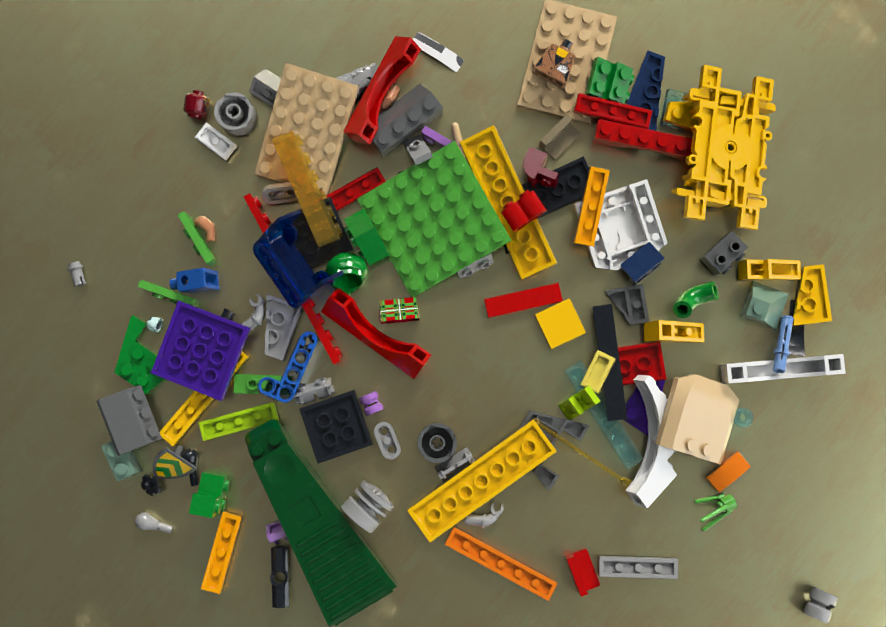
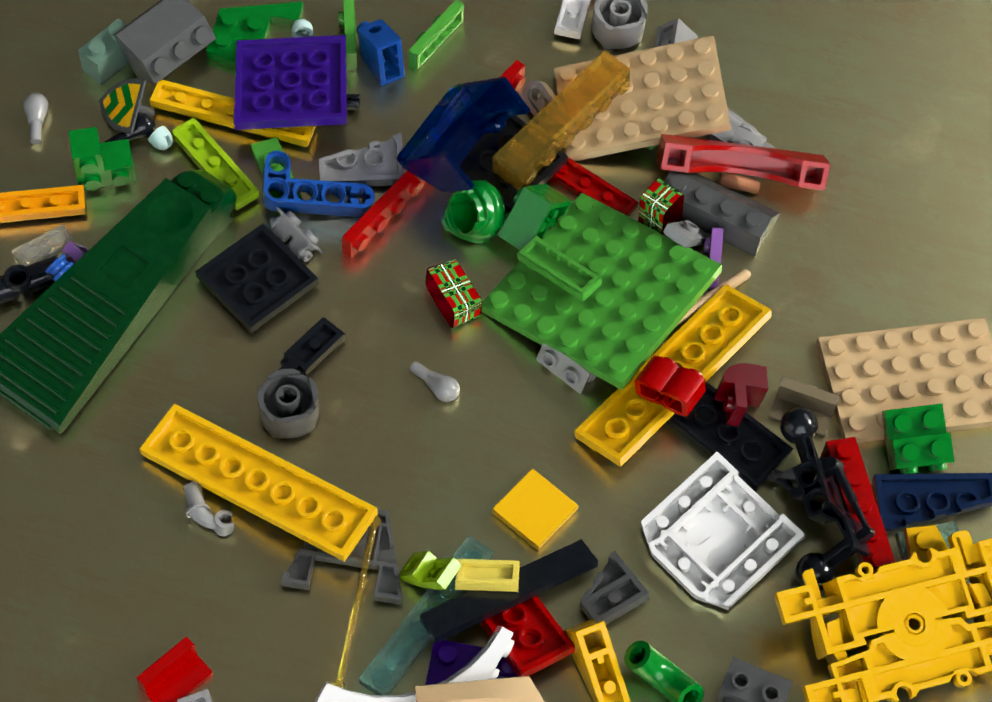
camera: 60 degrees right, 25 degrees down
(150, 485) = (87, 96): black plant -> none
(205, 448) = (161, 138): none -> light aqua hinge
(207, 226) = (458, 42): nougat arm -> none
(257, 317) = (364, 135): light grey piece -> none
(259, 551) = (43, 247): none -> clear plate
(286, 550) = (59, 267): none -> blue bush
(344, 312) = (393, 320): red arch -> none
(364, 509) = (160, 346): light grey wheel -> none
(369, 399) = (308, 306): medium lavender wheel -> none
(387, 440) = (262, 346): light grey plate -> none
(395, 158) = (660, 206): none -> piece
(402, 414) = (313, 347): none -> black hinge
(414, 240) = (559, 268): none -> bright green plate
(438, 51) = (834, 220): white sticker -> none
(454, 465) = (266, 440): light grey hinge -> none
(459, 343) = (442, 386): none -> light grey piece
(501, 563) = (144, 559): orange plate -> none
(523, 300) = (545, 448): red tile -> none
(556, 64) = (900, 355): medium nougat torso -> none
(579, 147) = (799, 427): none -> black piece
(591, 206) = (723, 469): light orange plate -> none
(612, 111) = (878, 456): red tile -> none
(642, 263) = (678, 584): dark blue panel -> none

